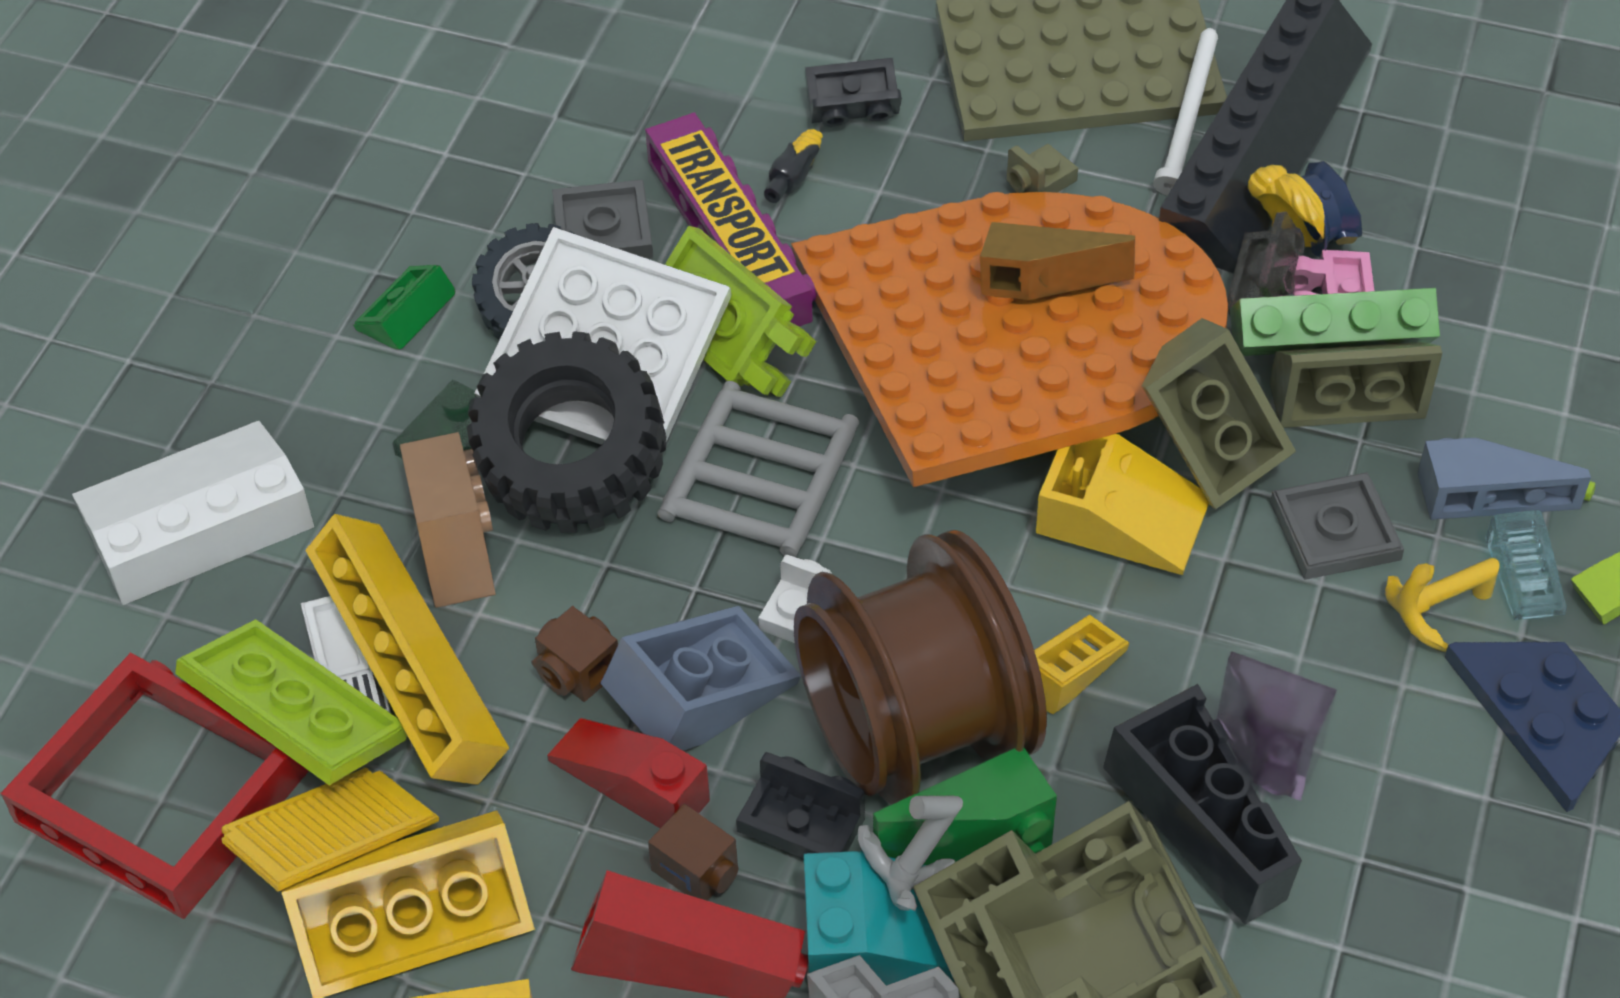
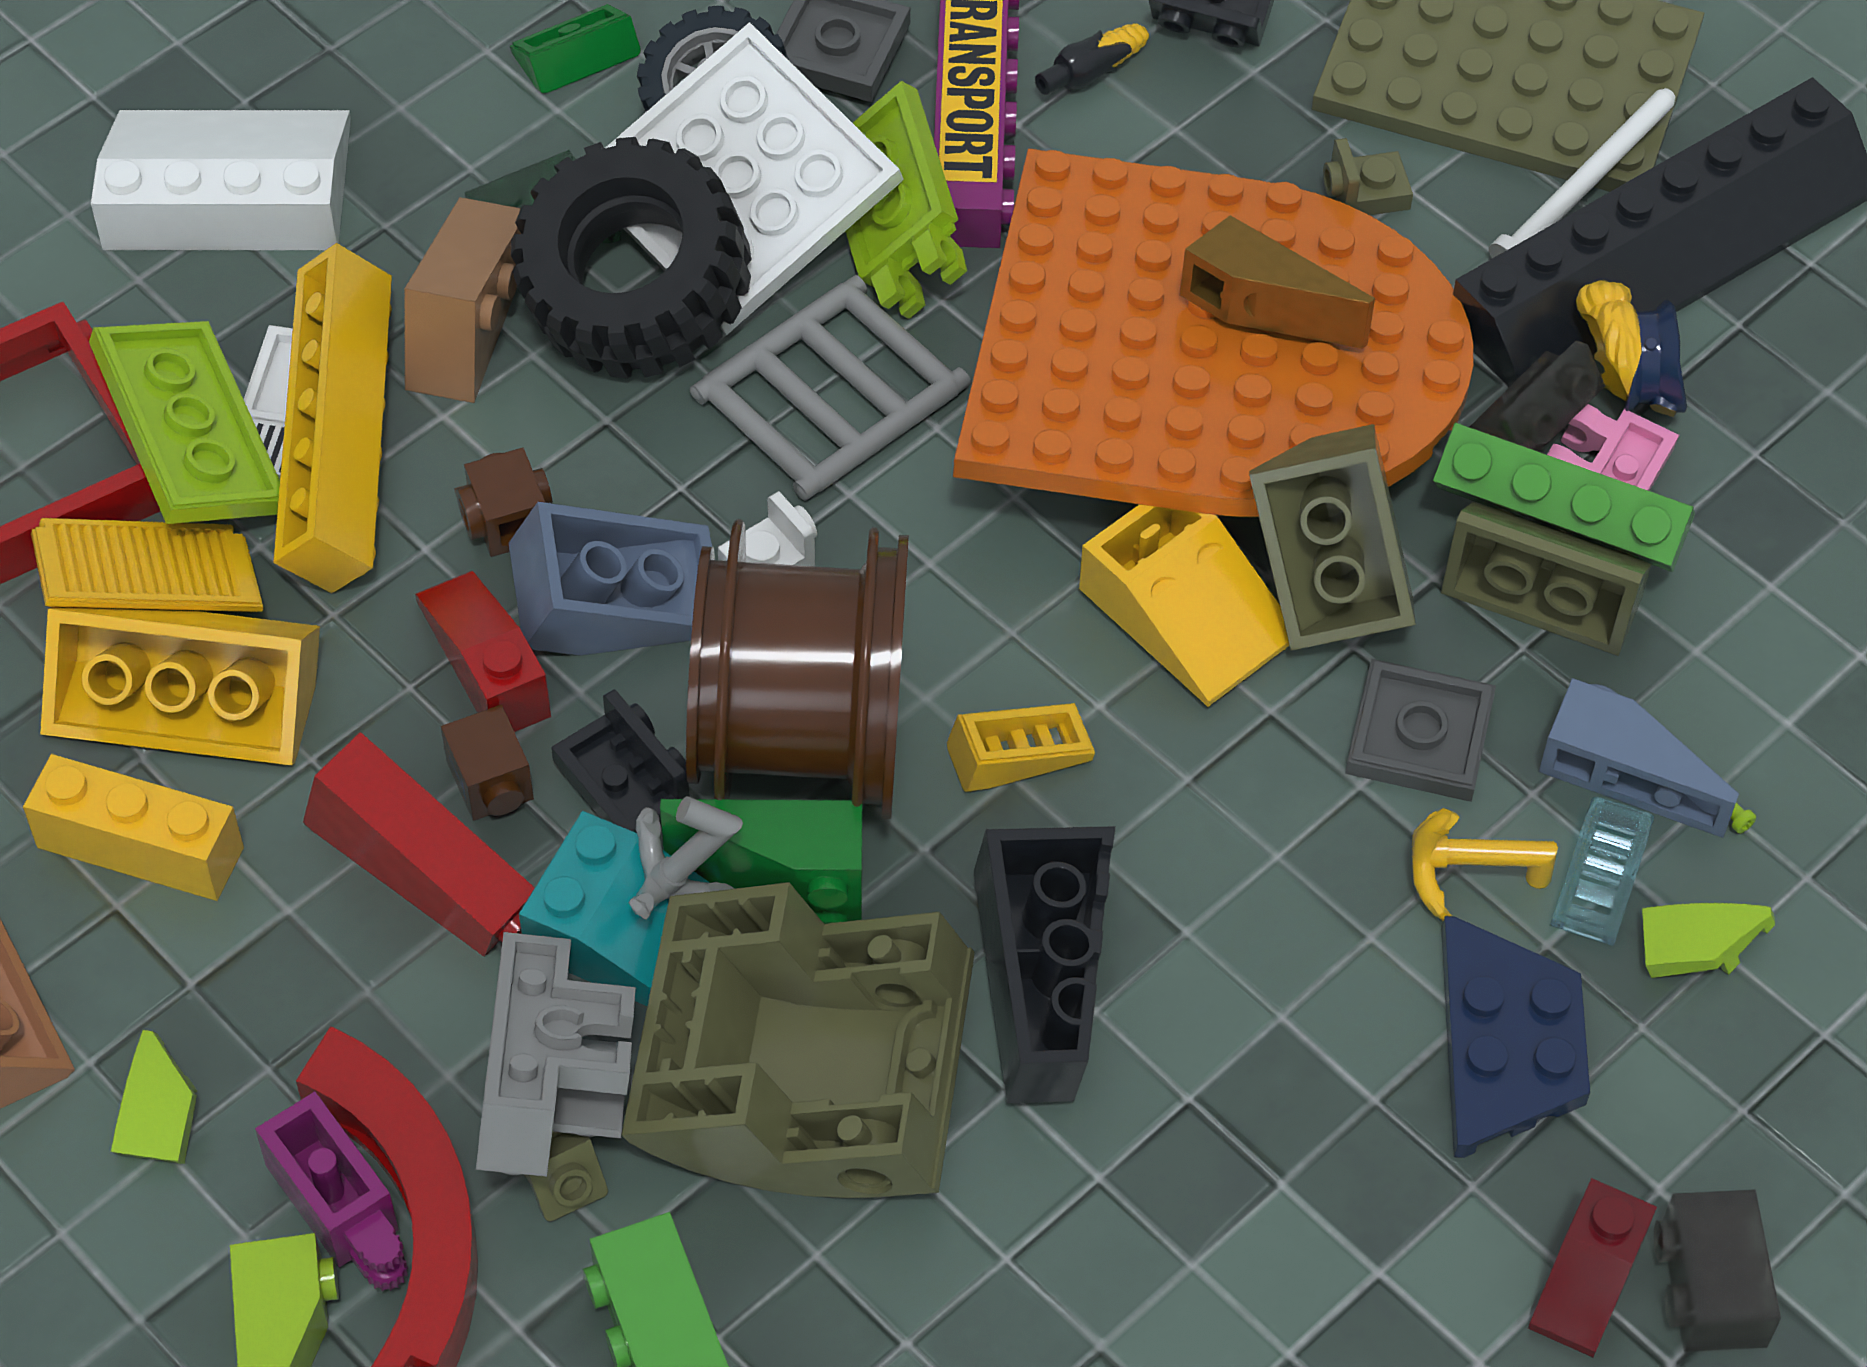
camera: 25 degrees right, 5 degrees up
(1274, 723) = (1179, 914): slope -> none

